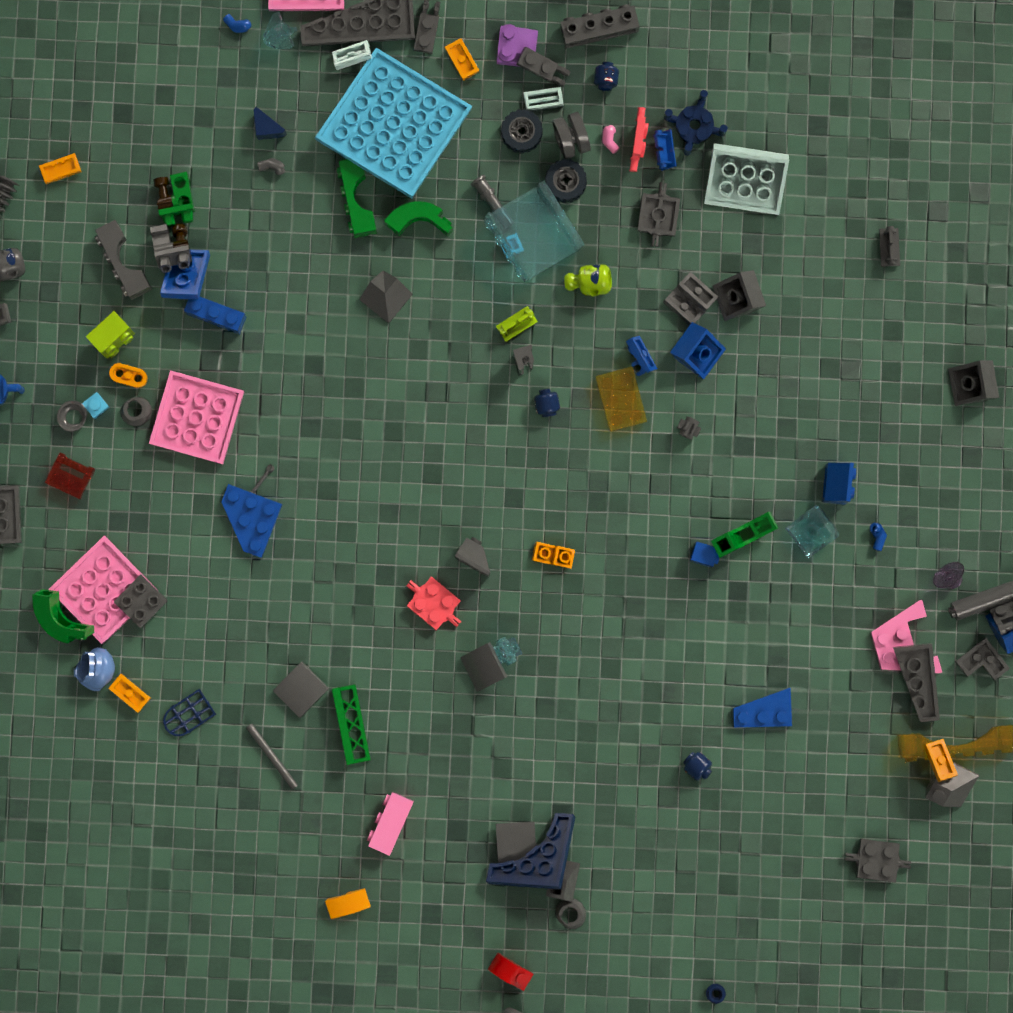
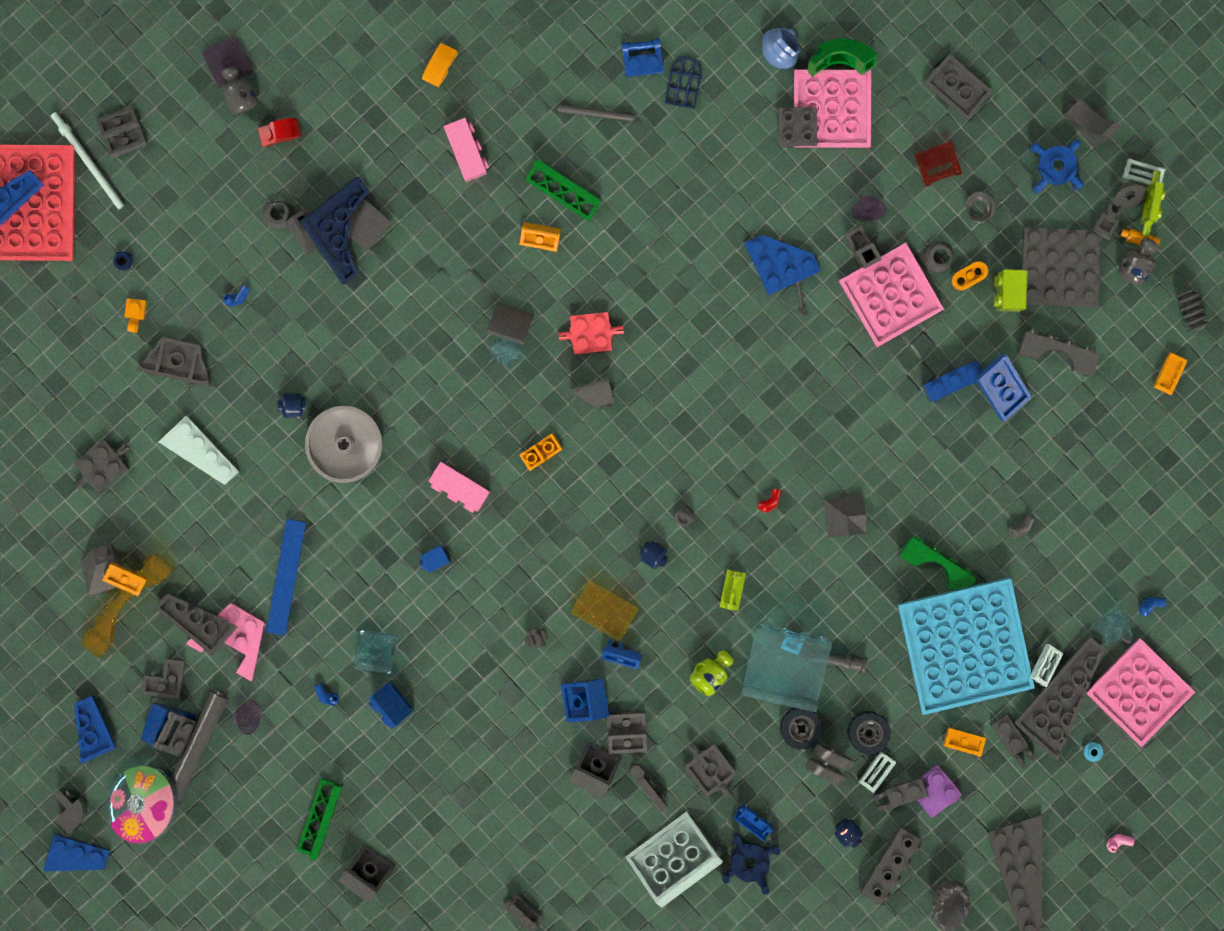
camera: 135 degrees right, 5 degrees up
(58, 317) = (1061, 267): none -> dark grey plate
(95, 405) = (971, 232): medium azure plate -> none
(129, 693) = (739, 56): light orange plate -> none
(150, 493) = (868, 209): none -> clear purple piece
(168, 252) = (1028, 392): dark grey hips -> none
(178, 204) = (1060, 434): green hips -> none
(183, 470) = (862, 248): none -> dark grey brick
(203, 757) = (642, 64): none -> blue plate
(266, 127) = (1054, 551): dark blue slope -> none
(300, 689) = (622, 179): dark grey slope -> none
(400, 708) = (540, 236): none -> light orange slope
(417, 211) = (889, 591): green arch -> none
(427, 356) = (771, 503): none -> red arm
(498, 408) = (684, 516): none -> dark grey tile
(522, 357) = (703, 571): dark grey hinge -> none
(607, 139) = (802, 789): bright pink arm -> none
(637, 588) = (458, 487): none -> bright pink brick
(640, 134) = (773, 805): coral plate -> none
(660, 882) = (238, 298): none -> blue arm
(688, 700) = (343, 444): none -> light grey dish
(713, 246) = (648, 786): none -> dark grey hinge
(743, 948) = (136, 311): none -> light orange plate
(744, 534) = (420, 601): green arch -> none
(748, 880) = (177, 361): none -> dark grey wing
(765, 712) = (281, 492): blue wing -> none
(796, 801) = (199, 450): none -> light aqua wing
(823, 648) = (286, 577): none -> blue tile
(997, 433) = (326, 820): none -> green fence

